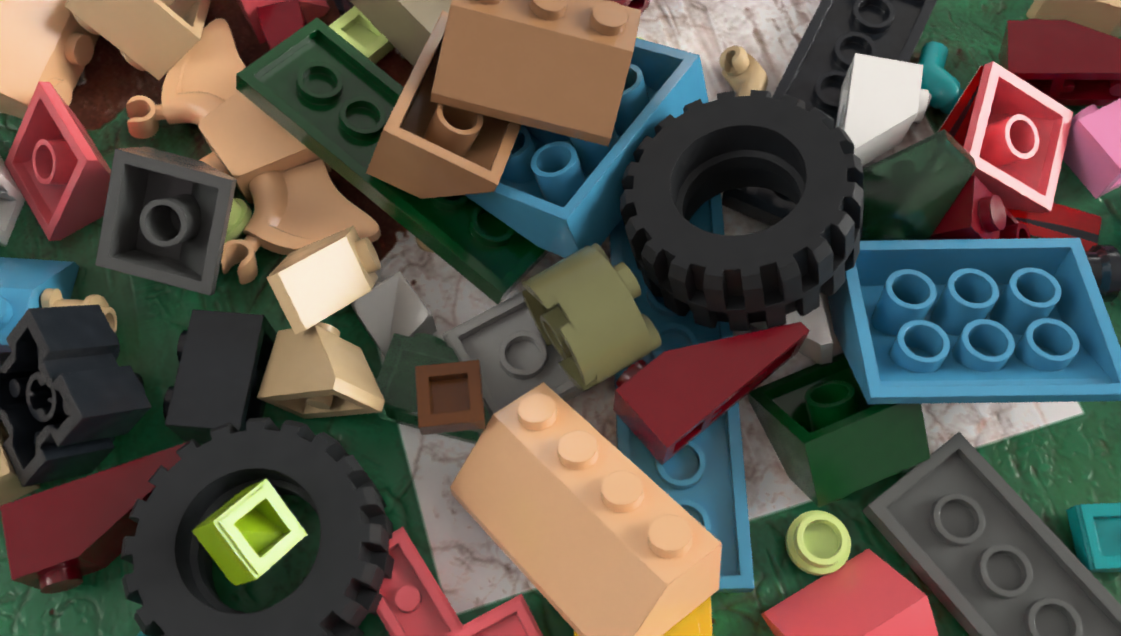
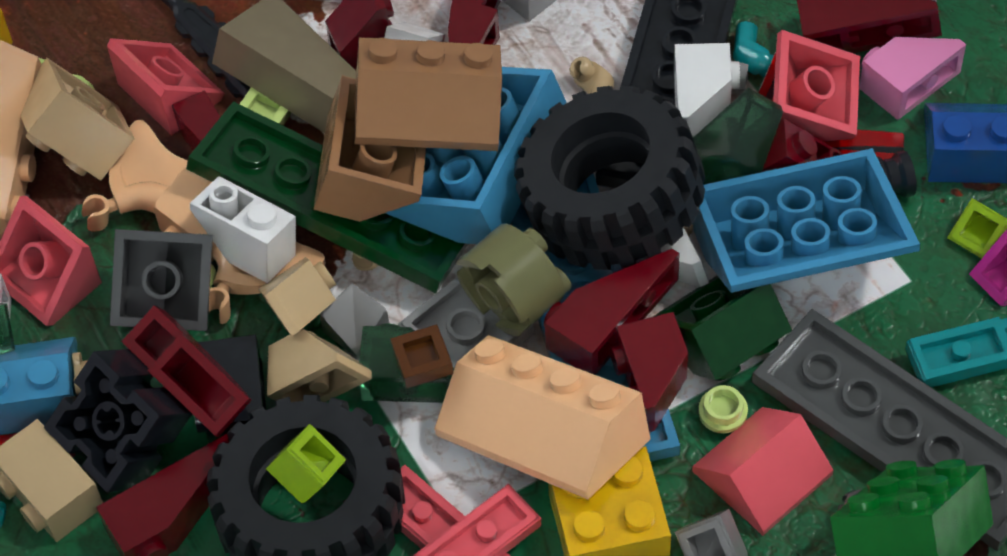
camera: 10 degrees left, 10 degrees down
(157, 350) = (187, 370): none -> dark red slope
(286, 176) = (246, 228): none -> white slope
(744, 471) = (653, 362): none -> dark red slope

